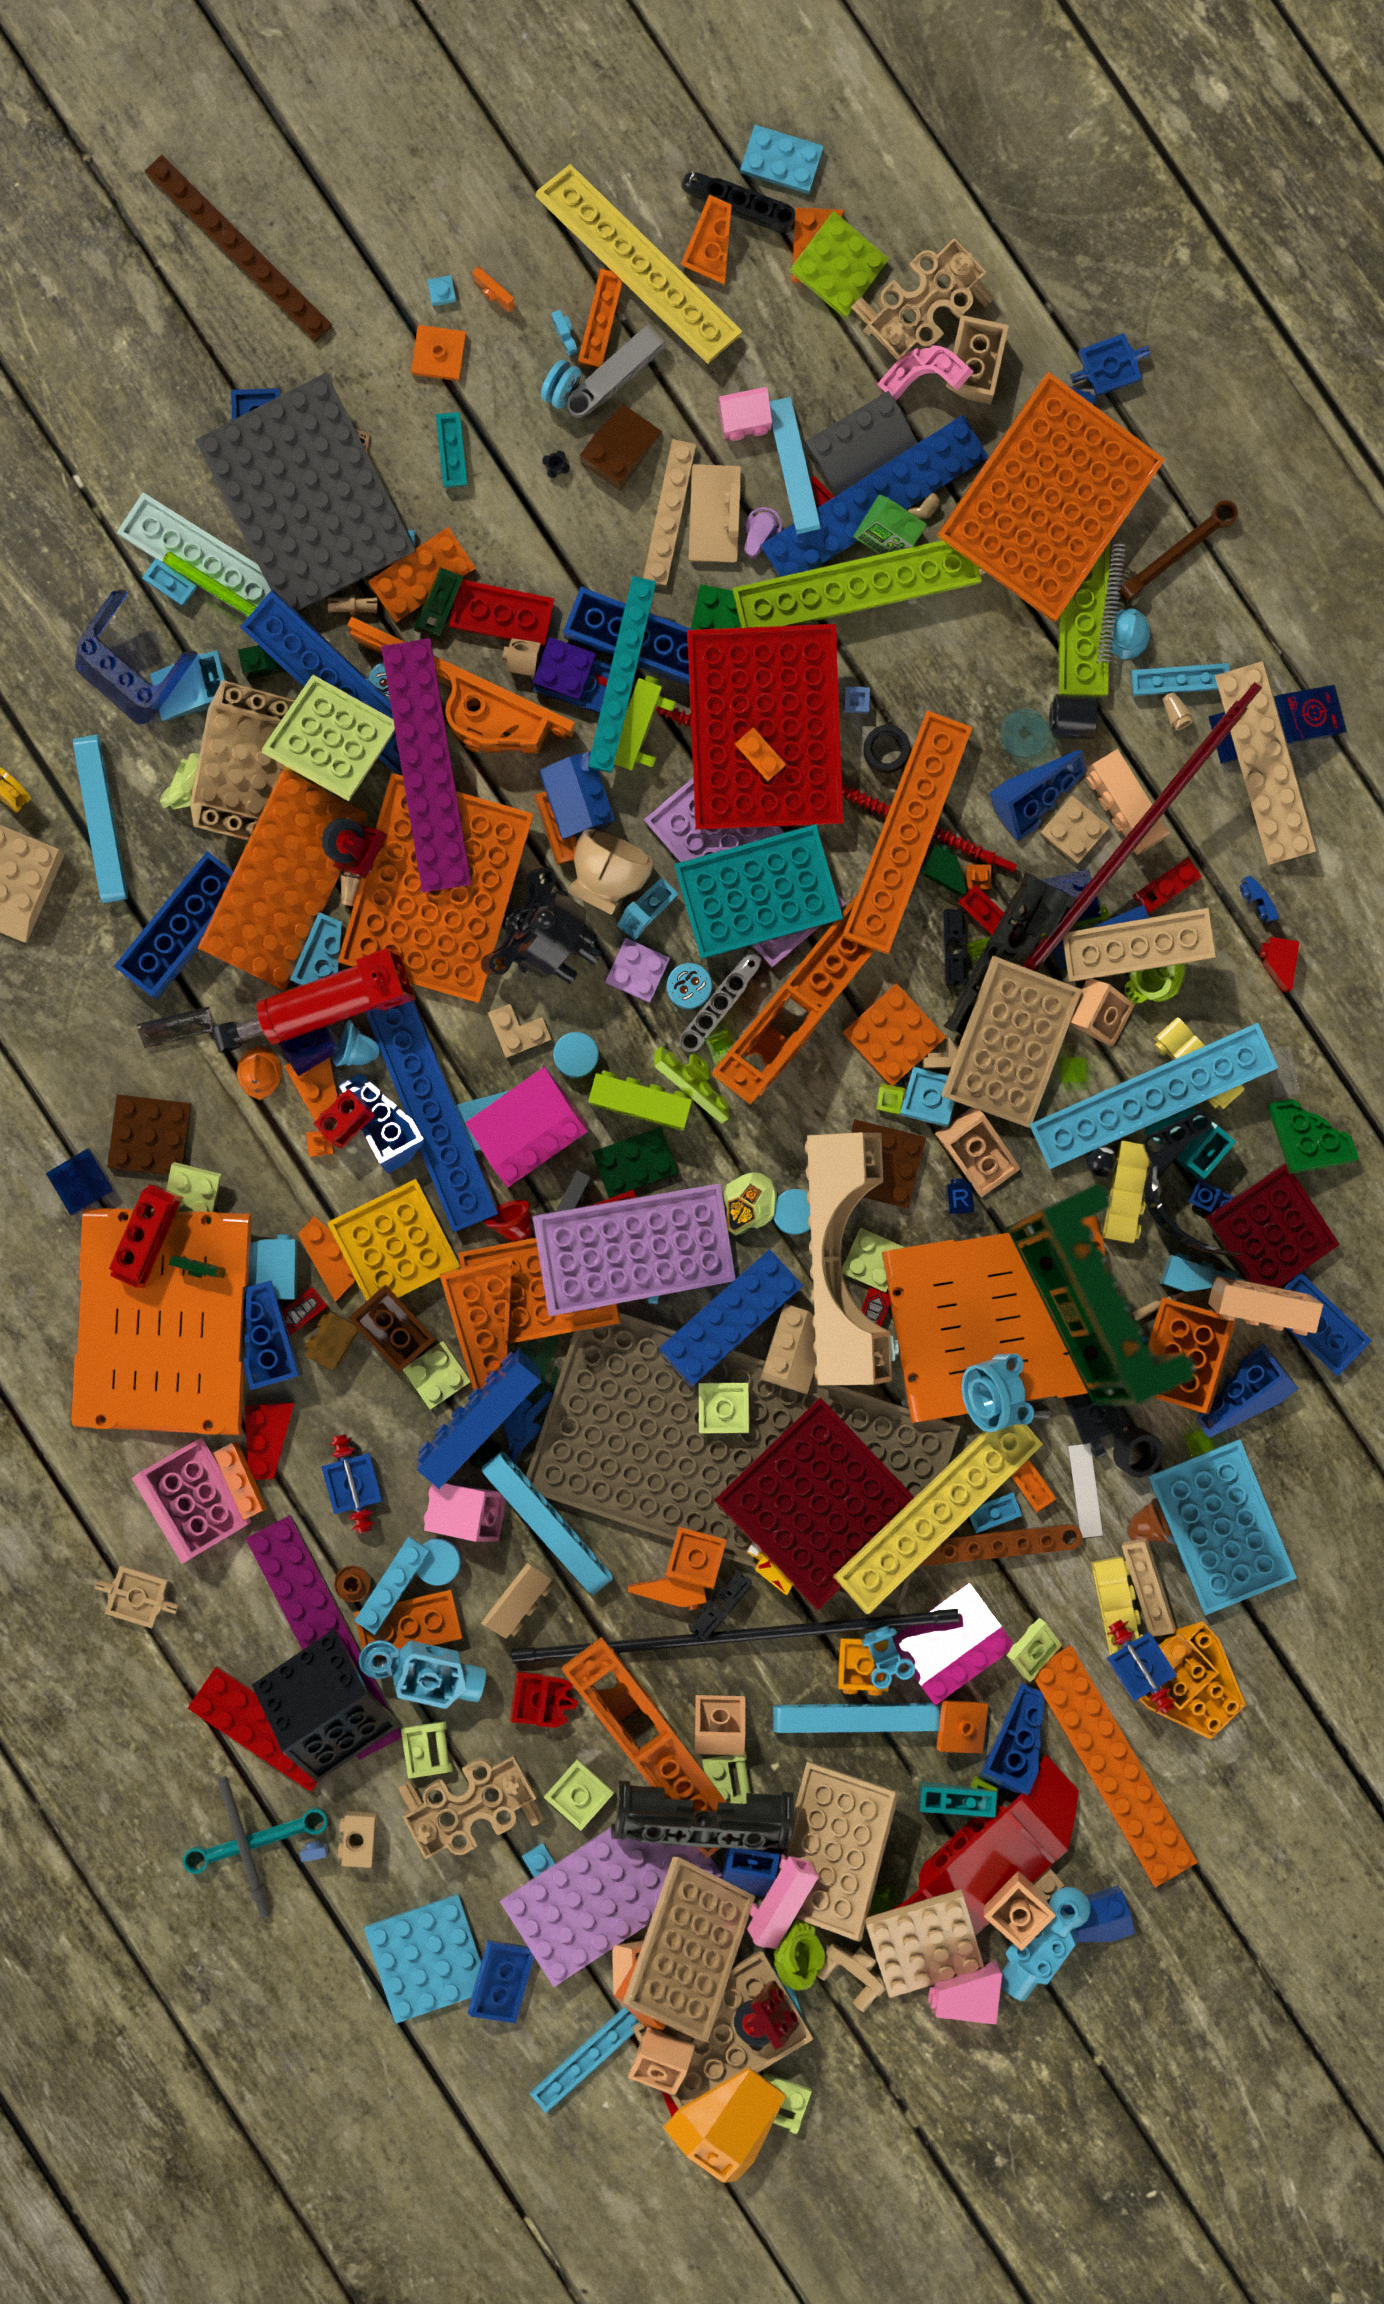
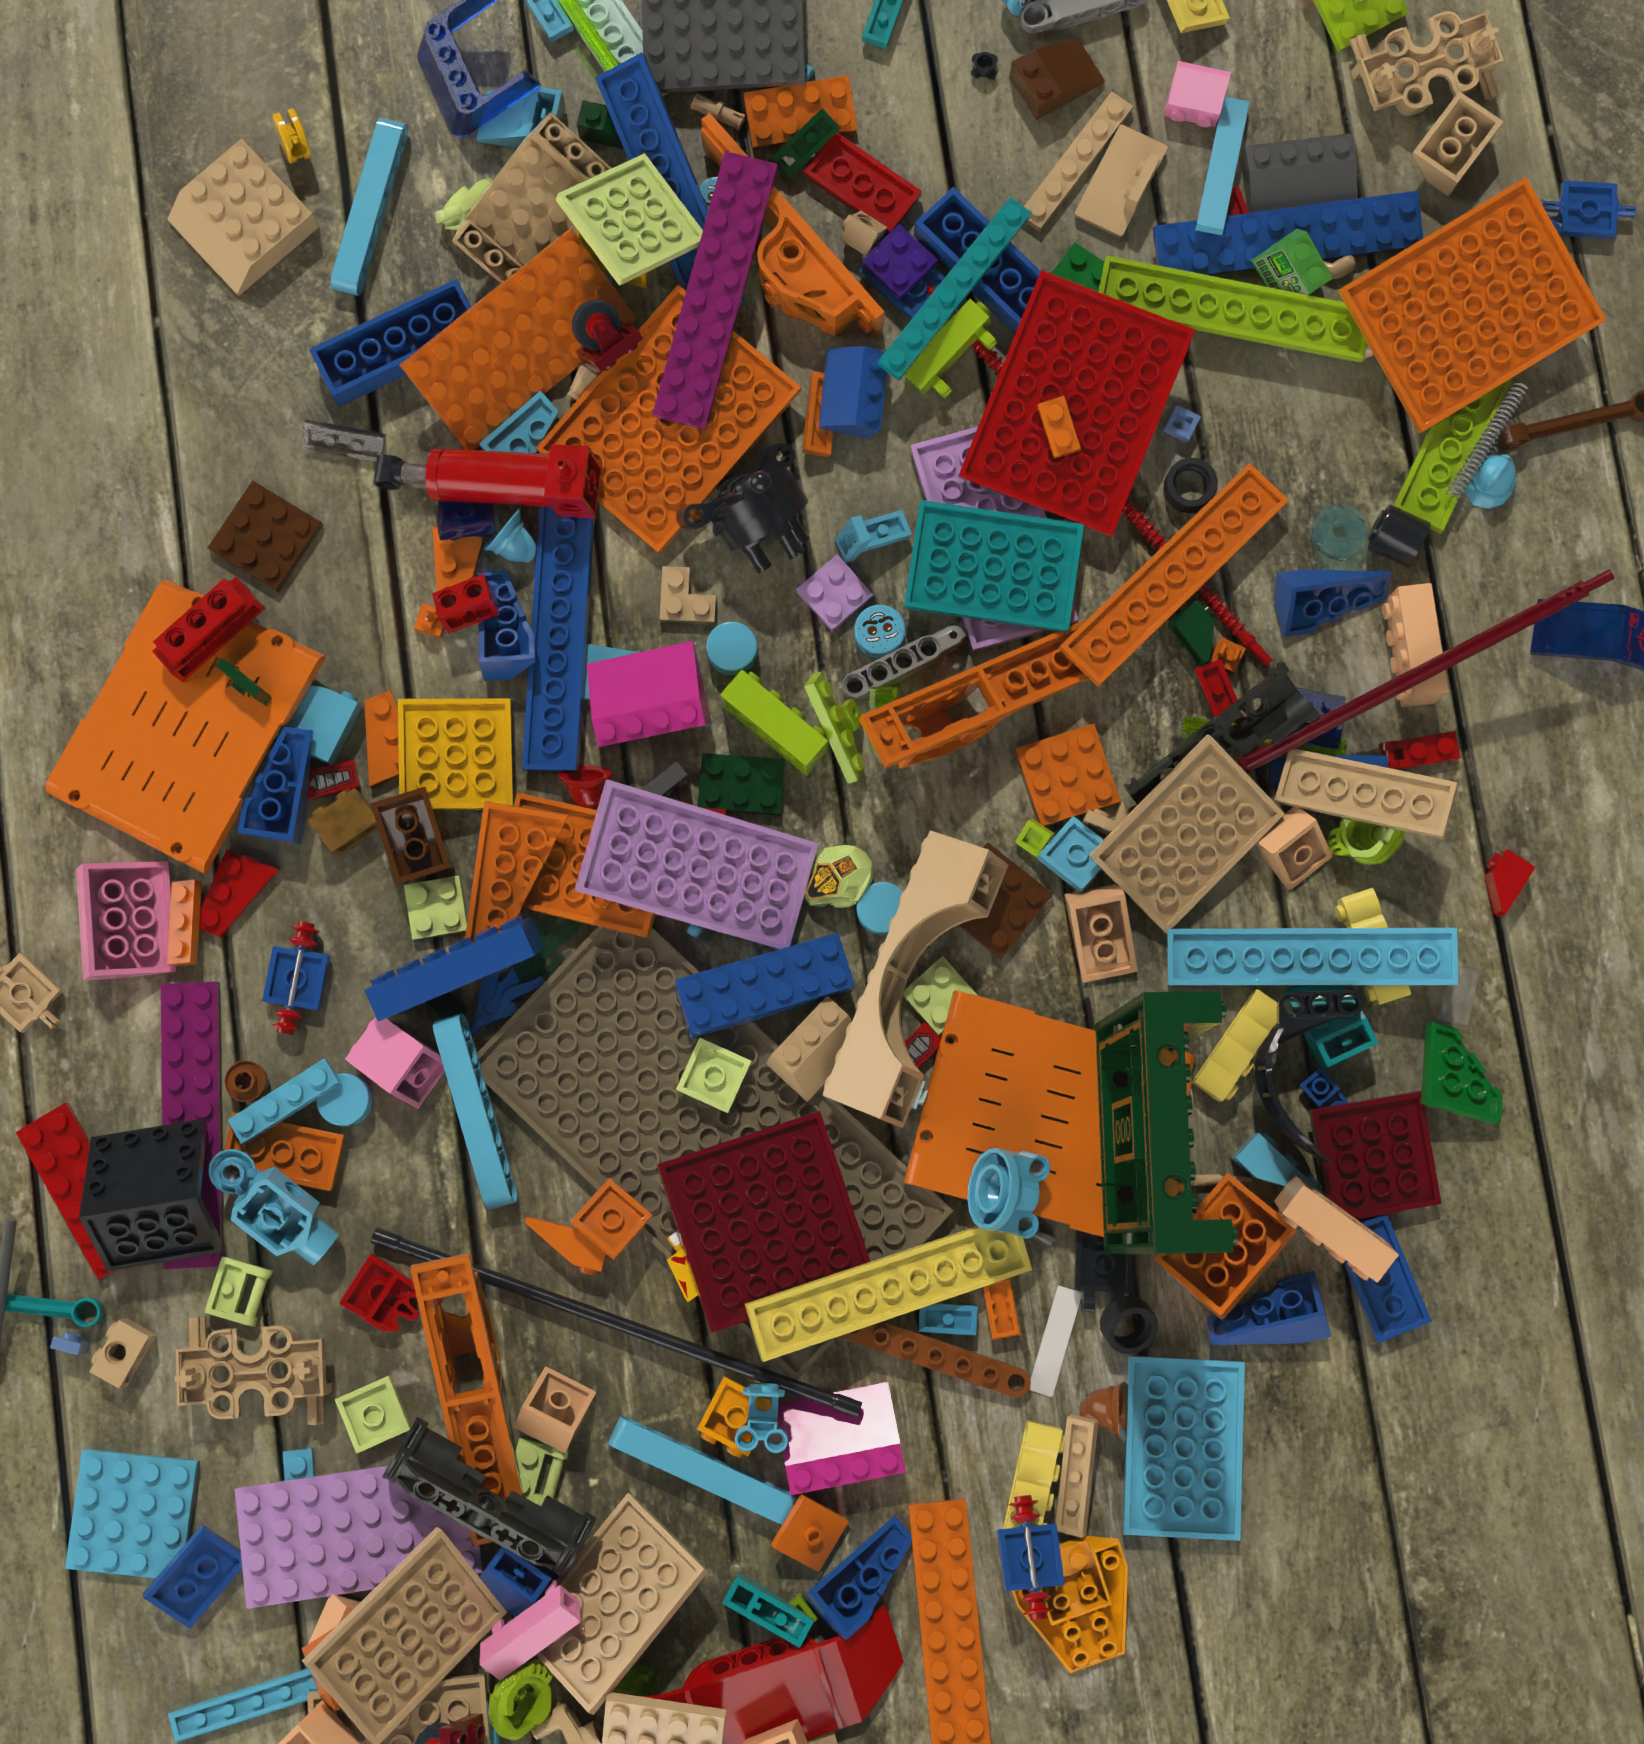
camera: 30 degrees right, 5 degrees down
(80, 1181) = (173, 550): clear blue plate -> none
(196, 1187) = (285, 605): yellowish green plate -> none
(259, 1072) = (405, 523): orange piece -> none
(518, 1600) = (407, 1177): tan slope -> none
(608, 869) = (849, 475): tan plate -> none
(710, 1618) = (598, 1292): black piece -> none
(760, 530) = (1159, 212): lavender piece -> none
(924, 361) = (1416, 124): bright pink plate -> none
(954, 963) = (1162, 730): black piece -> none
(959, 1197) = (1060, 971): clear blue brick -> none
(1034, 1649) = (923, 1485): yellowish green plate -> none
(1073, 1070) = (1238, 895): clear neon green tile -> none
(1074, 830) = (1347, 652): tan plate -> none
(1102, 1162) = (1234, 1001): black piece -> none
(1176, 679) = (1525, 549): medium azure plate -> none
(1177, 712) = (1508, 583): tan cone -> none
(1198, 1443) = (1198, 1346): clear neon green tile -> none
(1254, 892) = (1509, 797): blue slope -> none
(1267, 766) = (1579, 674): tan plate -> none

